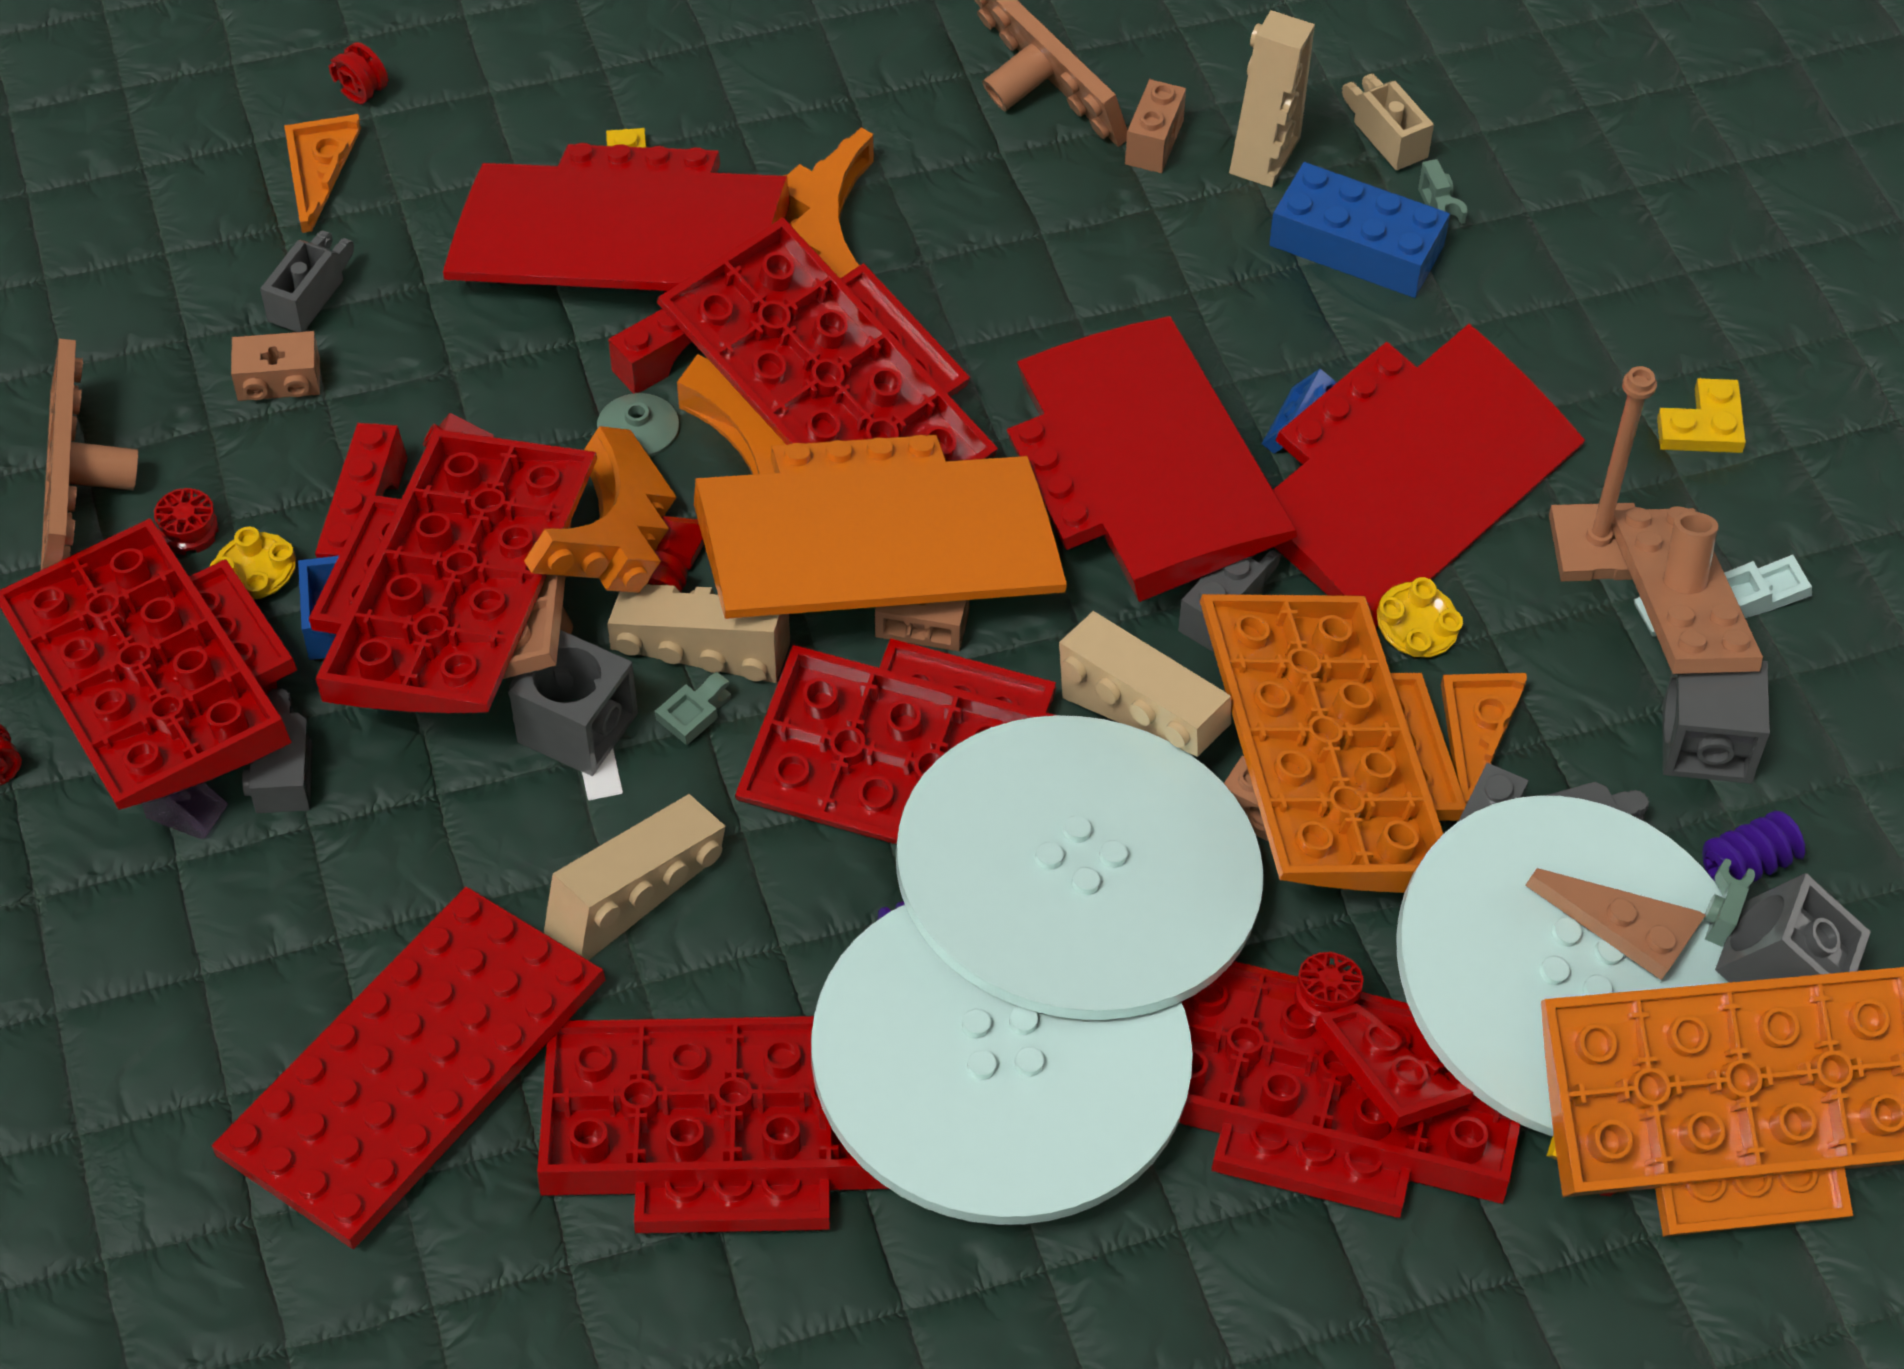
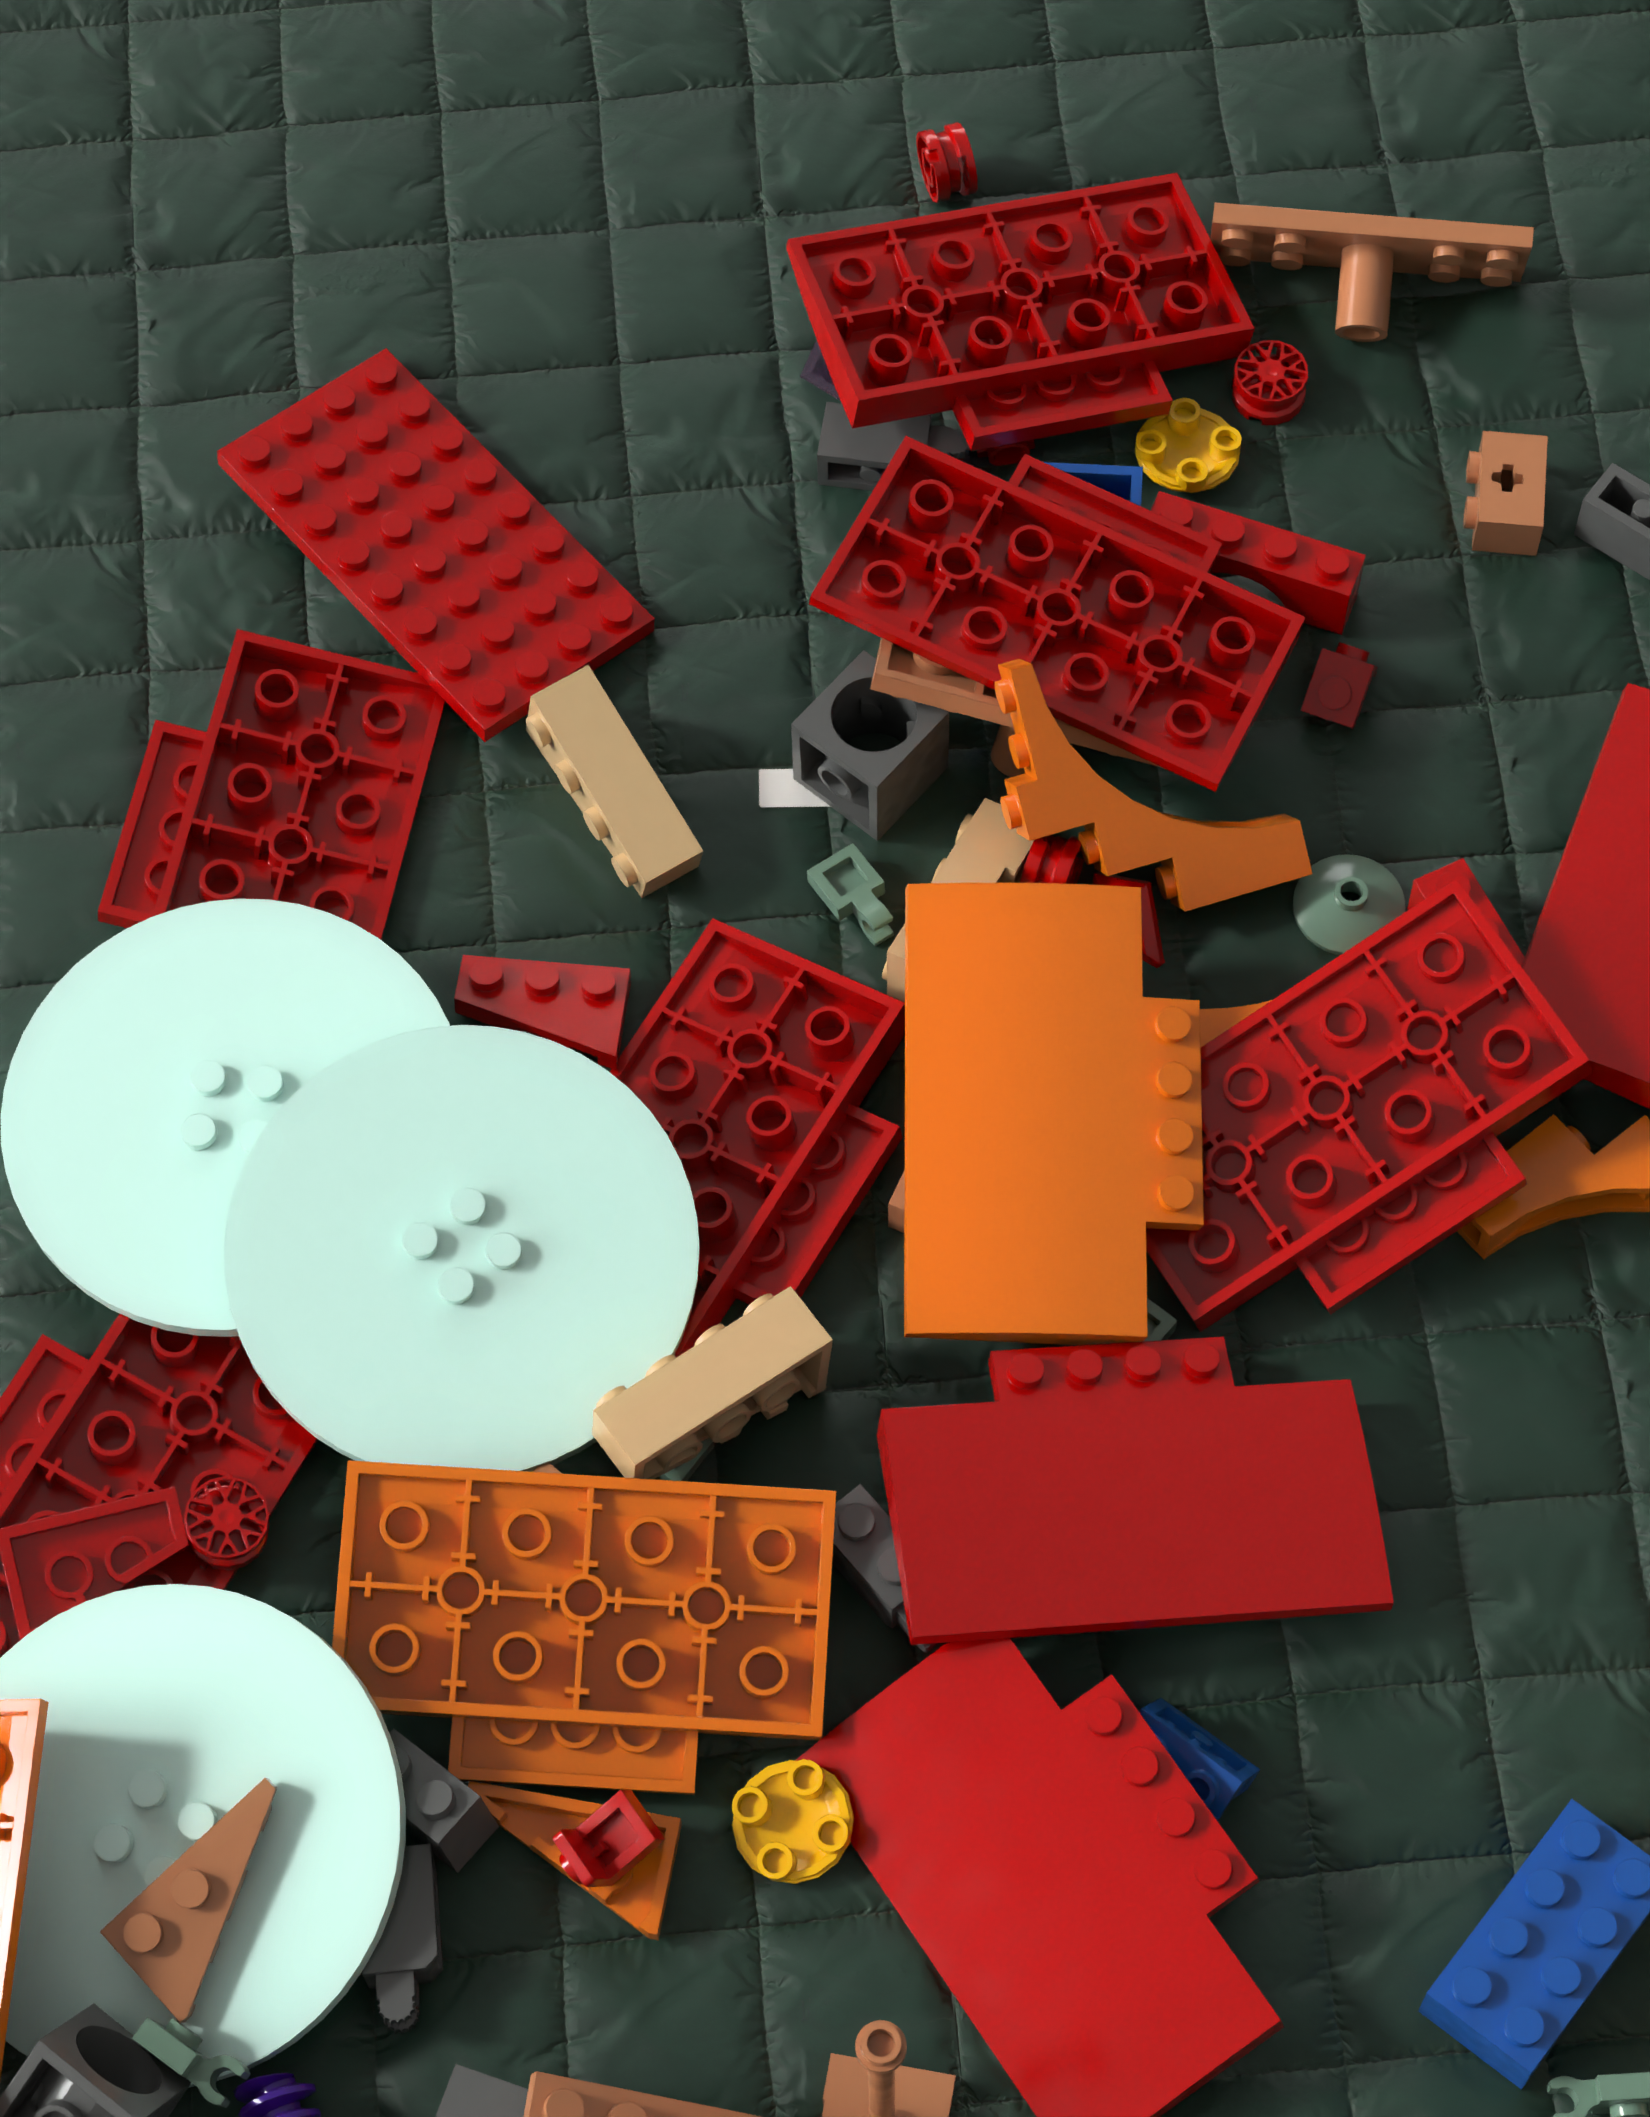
camera: 105 degrees right, 10 degrees up
(830, 886) = (555, 1000): none -> red wing
(1481, 696) = (608, 1841): none -> red bracket

